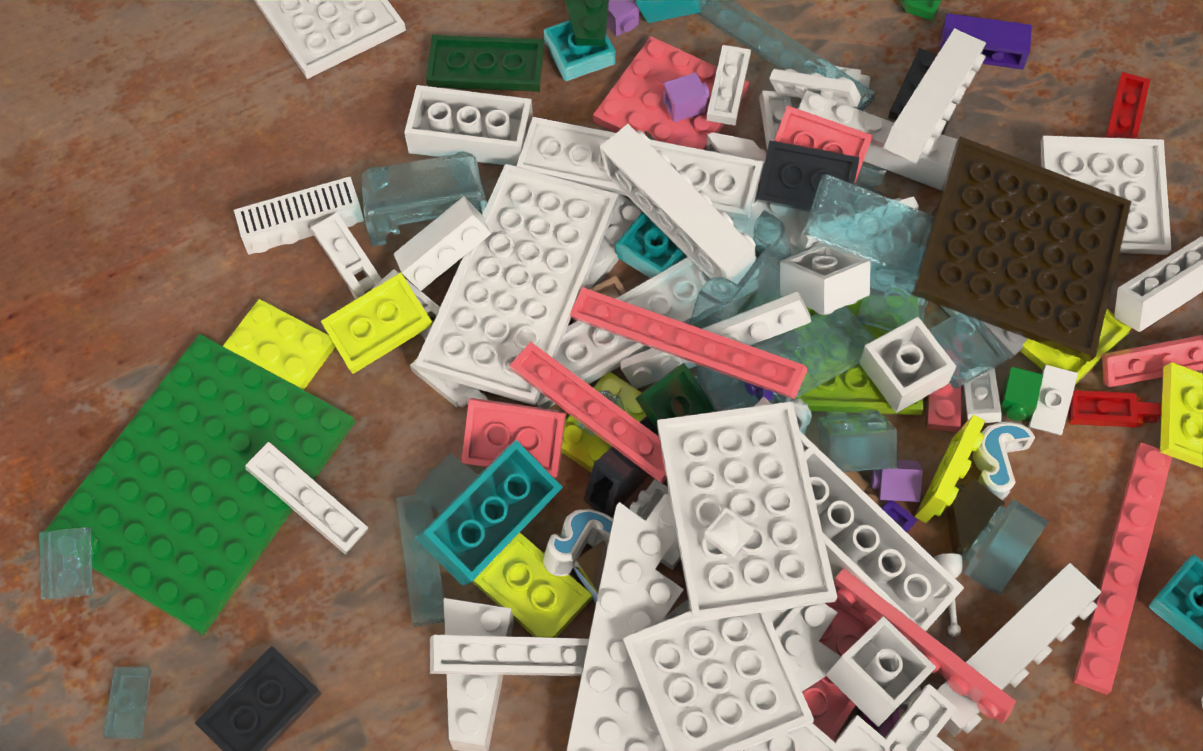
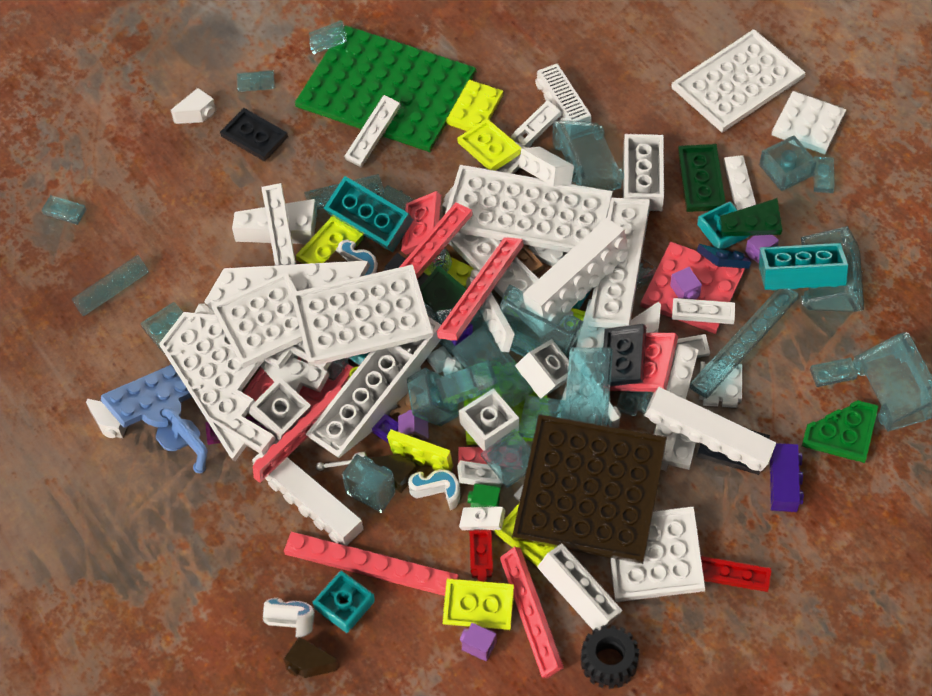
camera: 85 degrees right, 5 degrees down
(507, 22) = (739, 182): none -> white plate
(635, 52) = (723, 257): none -> dark blue wing
(728, 533) = (341, 303): white tile -> none
(795, 85) = (702, 355): white plate -> none
(854, 379) = (466, 382): none -> clear light blue brick

